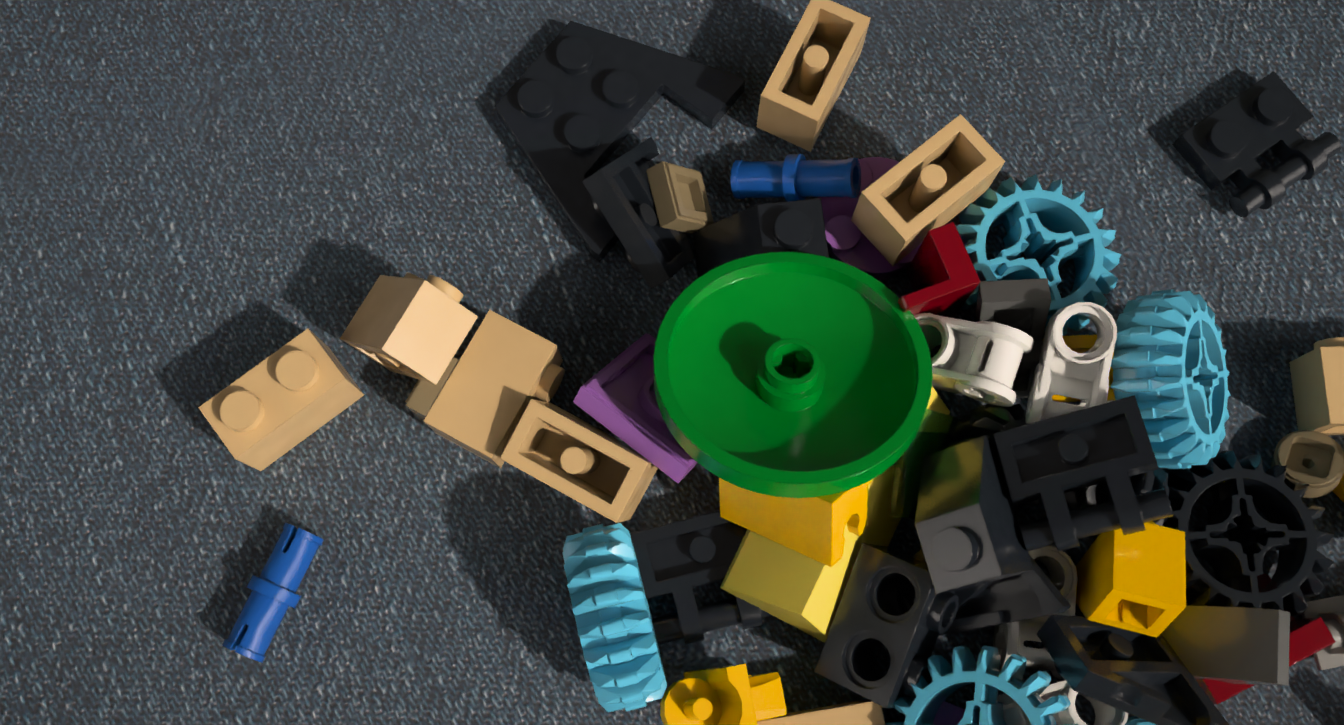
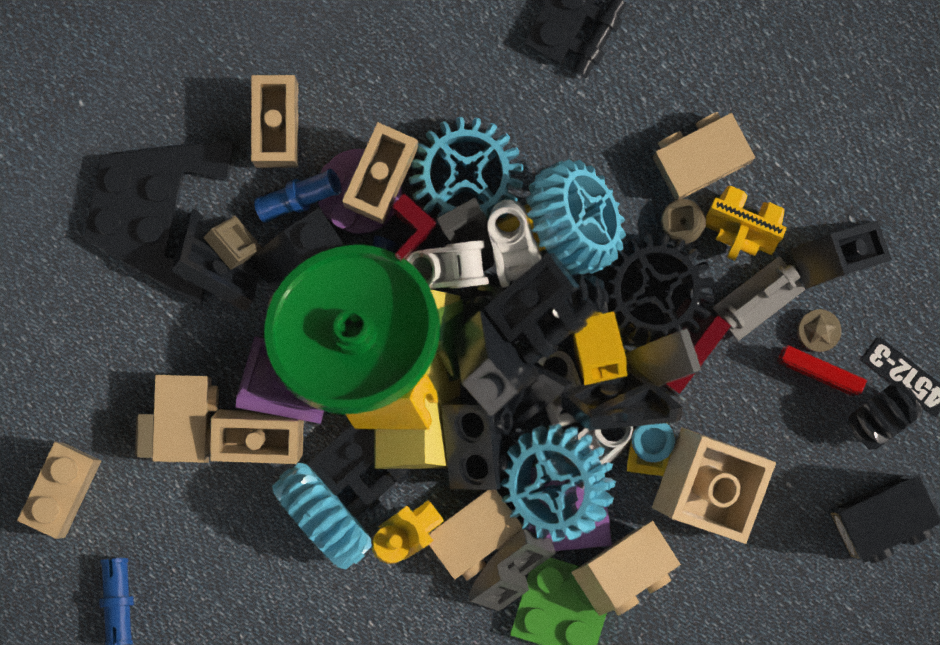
camera: 30 degrees left, 10 degrees up
(411, 325) = (113, 408): tan brick -> none

